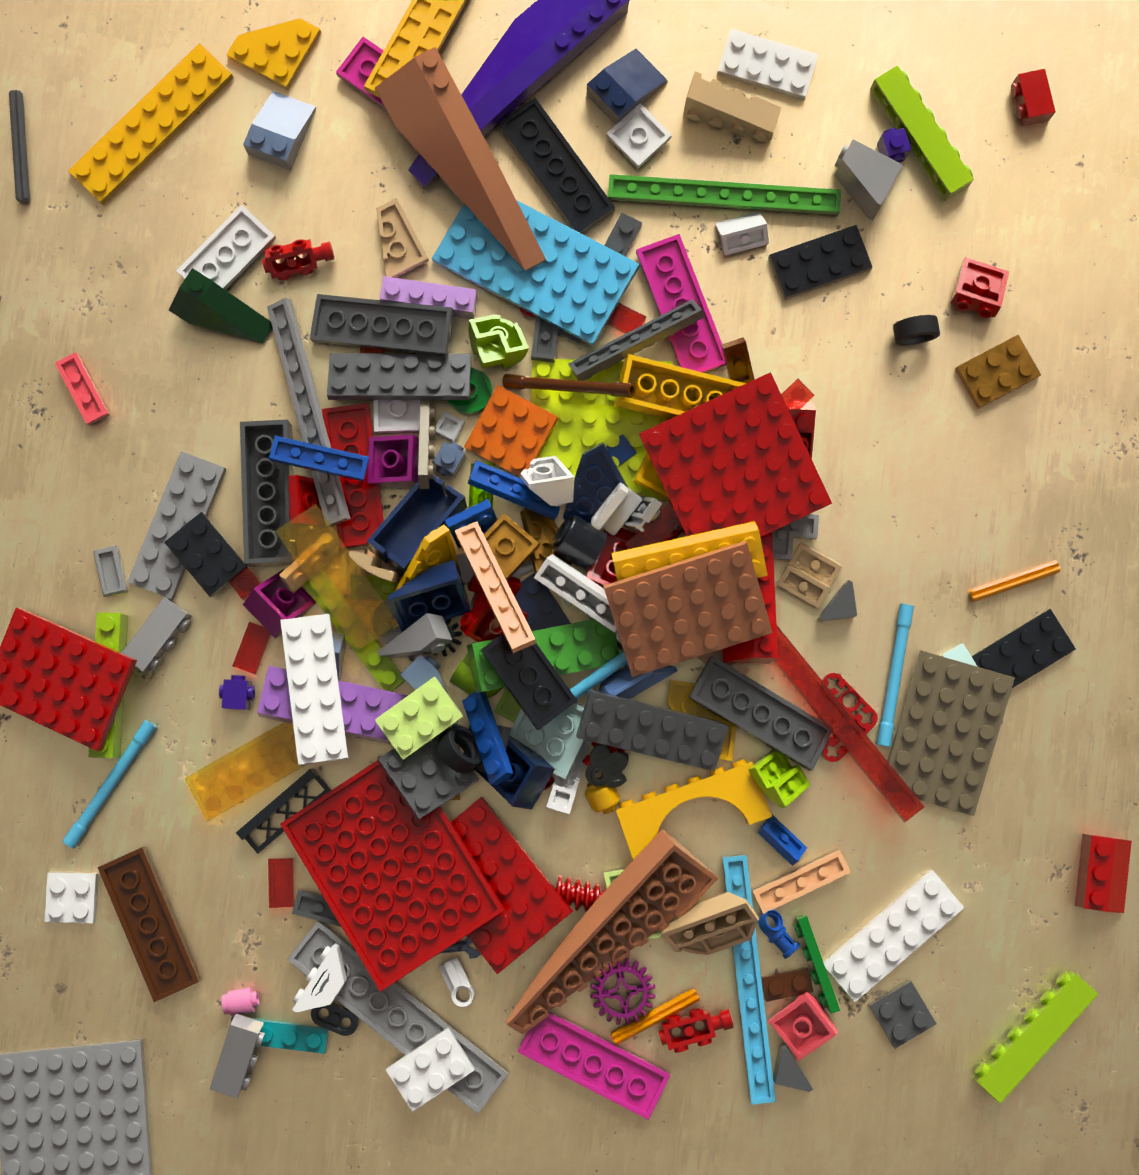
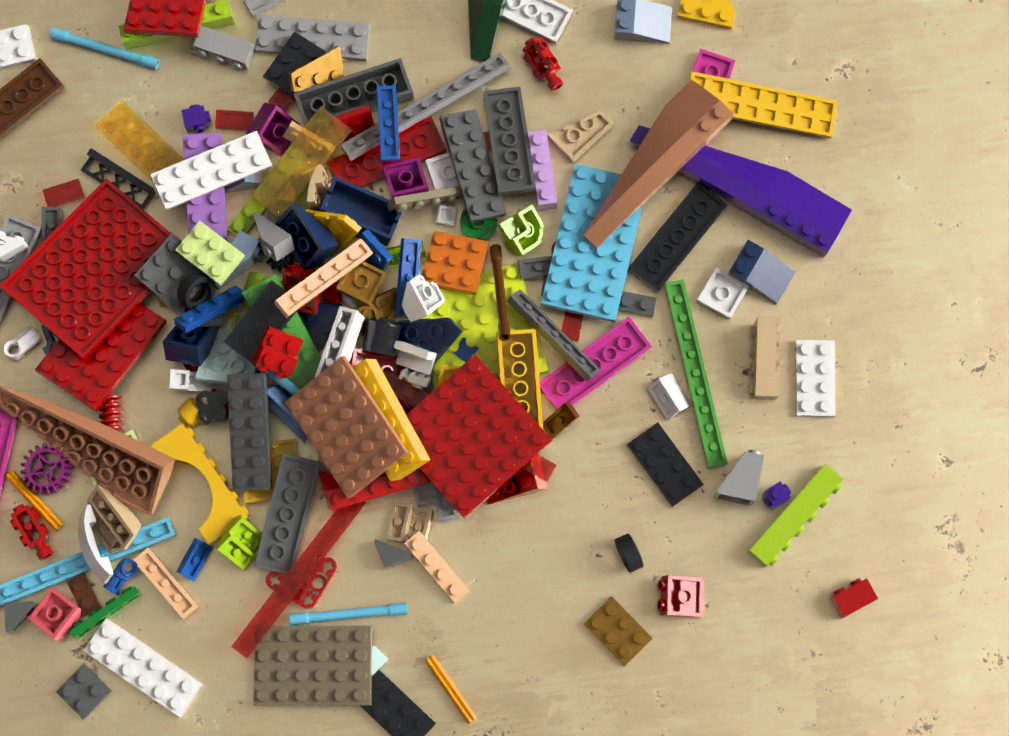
camera: 75 degrees right, 5 degrees down
(226, 527) = (318, 71): none -> wing
(449, 459) = (419, 222): sand blue brick -> none
(570, 668) = (277, 352): none -> red plate
(735, 963) = (100, 566): none -> white slope
(869, 556) = (436, 566): none -> light nougat plate

